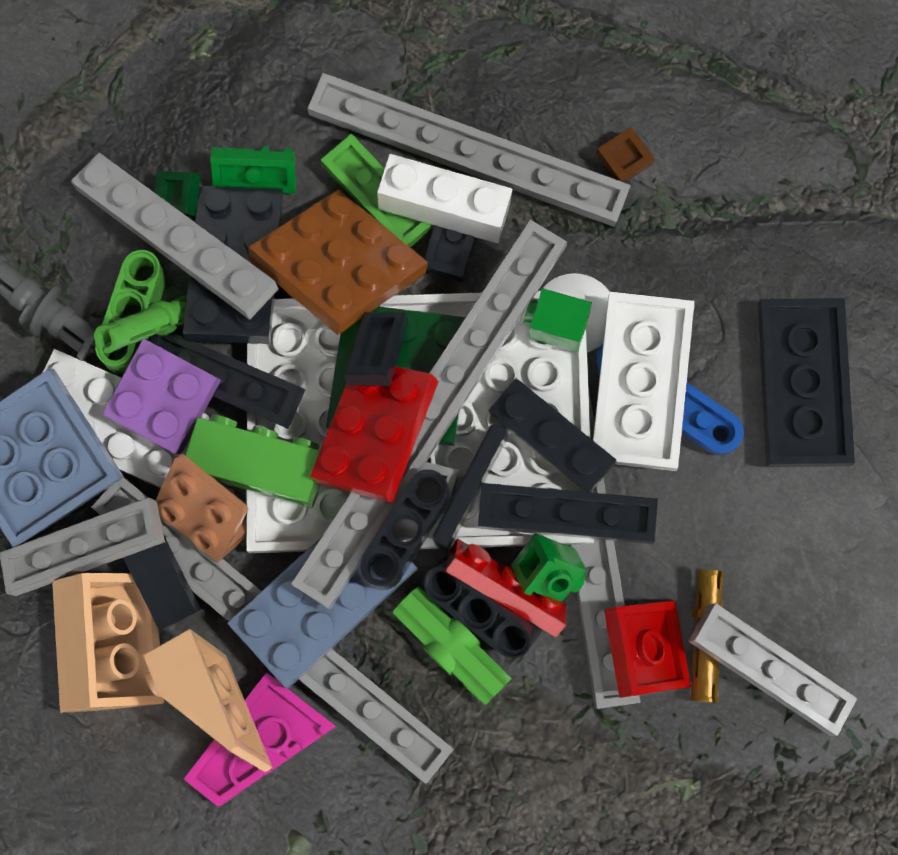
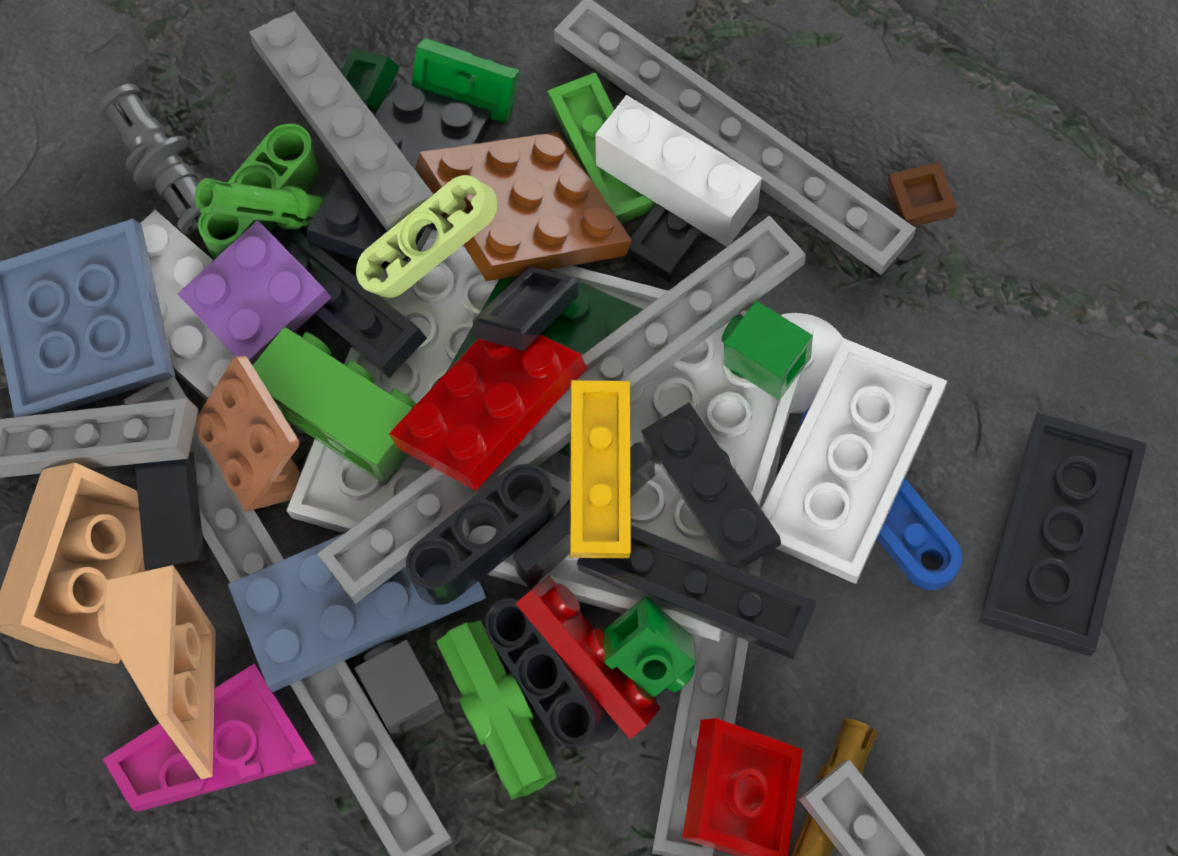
camera: 25 degrees right, 10 degrees down
(273, 347) = (449, 239): none -> yellowish green beam
(376, 653) = (399, 688): none -> dark grey brick
(476, 455) = (600, 469): none -> yellow plate

